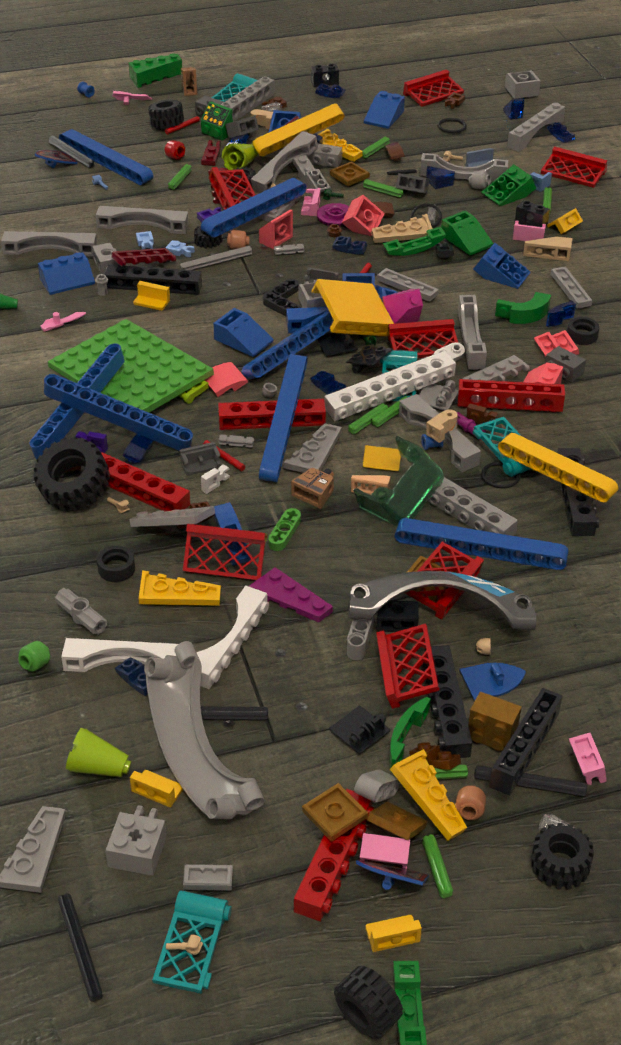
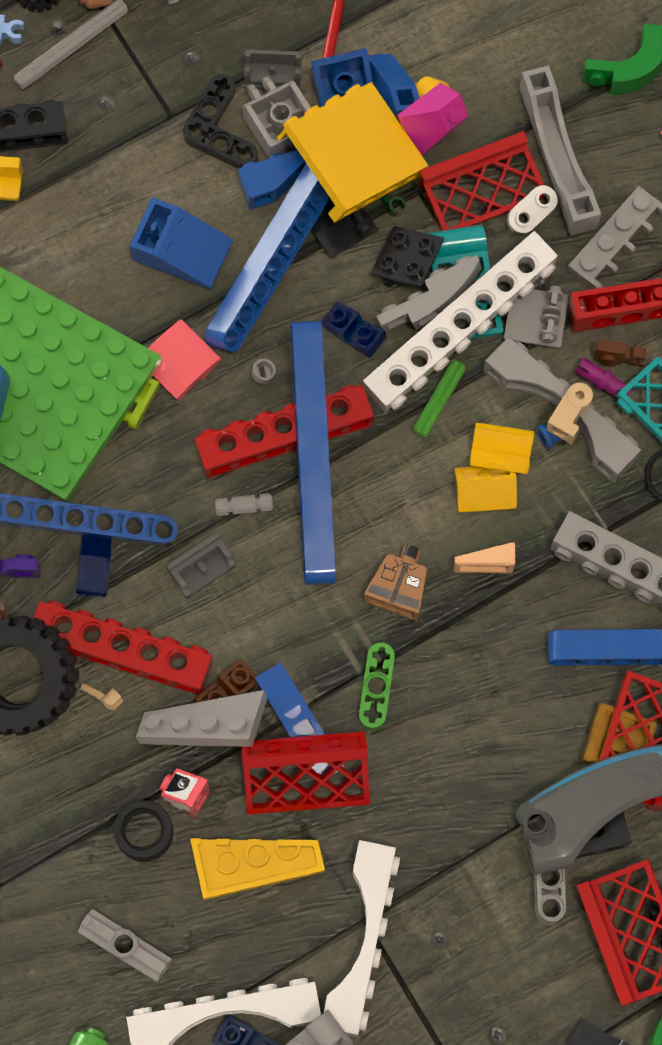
camera: 15 degrees left, 30 degrees up
(149, 549) = (185, 791): none -> slope
(212, 479) = (232, 610): white plate -> none
(234, 462) = (234, 542): red bar -> none
(292, 595) = (416, 820): magenta wing -> none
(315, 451) = (375, 506): light grey wing -> none
(381, 366) = (443, 289): none -> light grey slope
(387, 414) = (471, 373): bright green axle -> none
(389, 434) = (501, 448): none -> yellow panel
(404, 283) = (420, 40): light grey plate -> none
(410, 492) = (563, 575): clear green windscreen -> none

